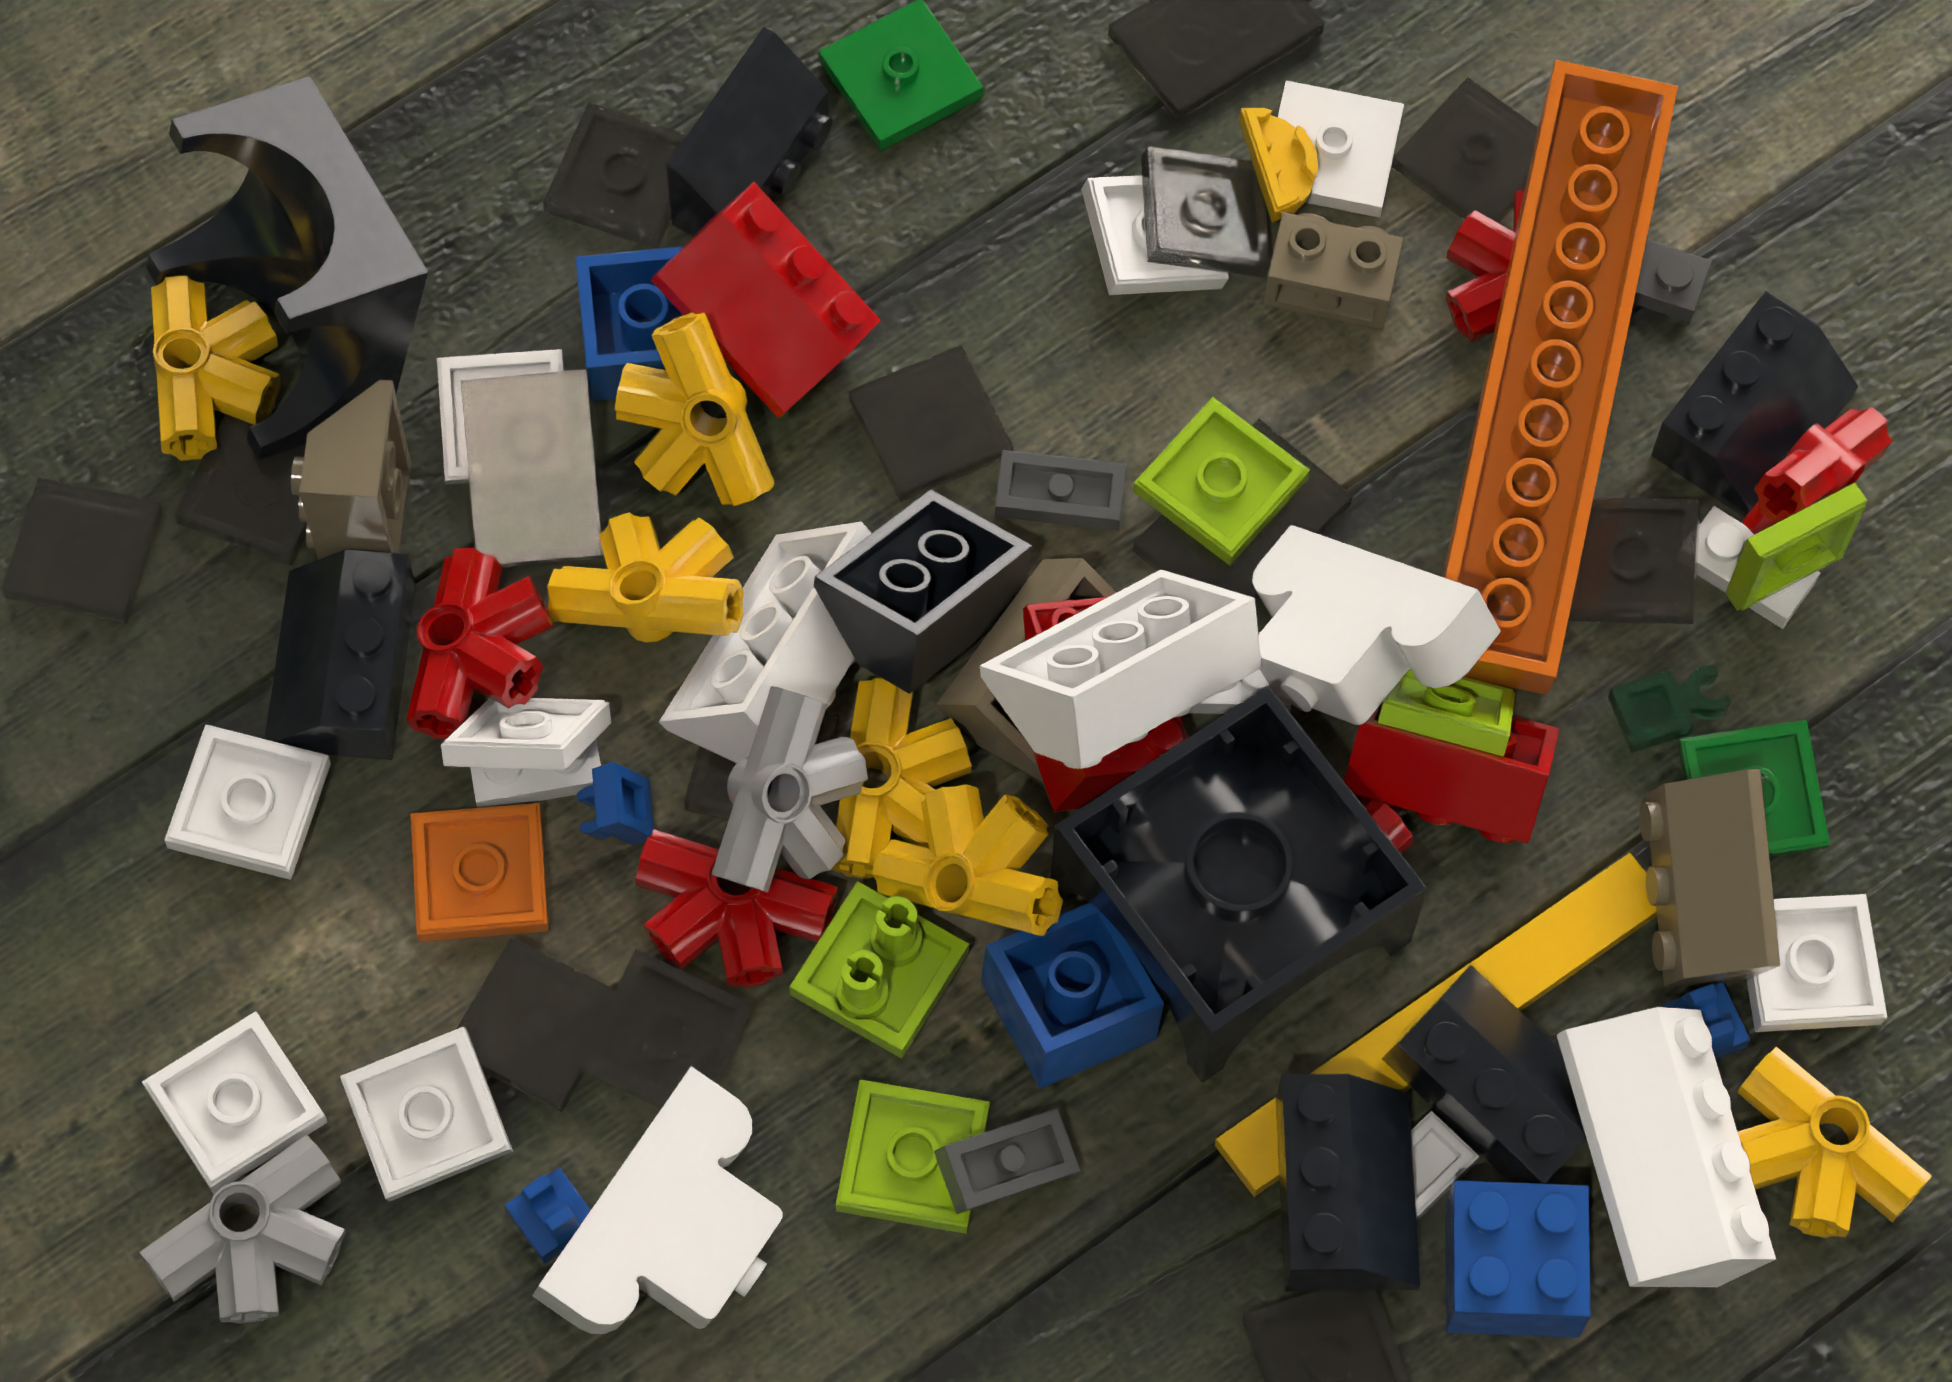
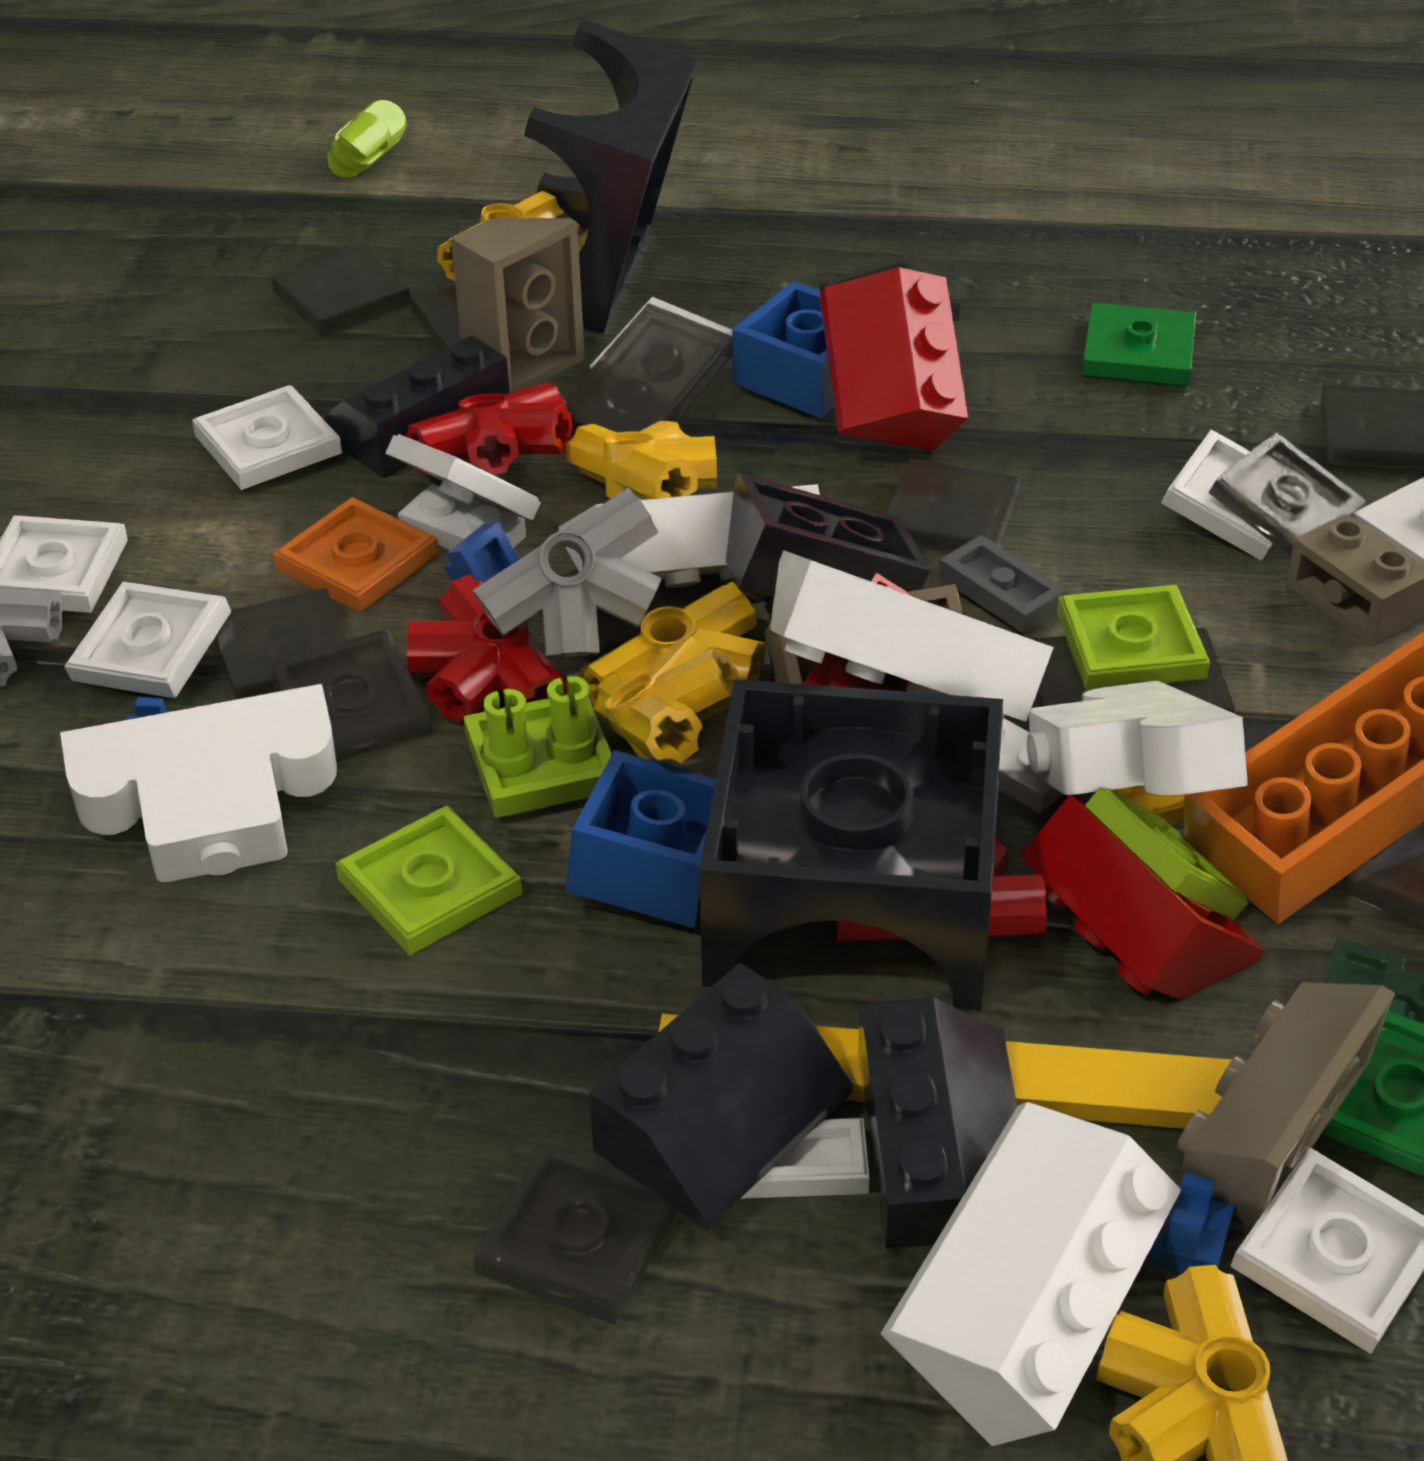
camera: 45 degrees right, 25 degrees down
(688, 434) = (781, 391): yellow piece -> none
(749, 134) = (1001, 292): black slope -> none
(1006, 1161) = (481, 910): dark grey plate -> none
(1281, 158) = (1381, 496): yellow tile -> none
(1517, 1259) = (811, 1264): blue brick -> none

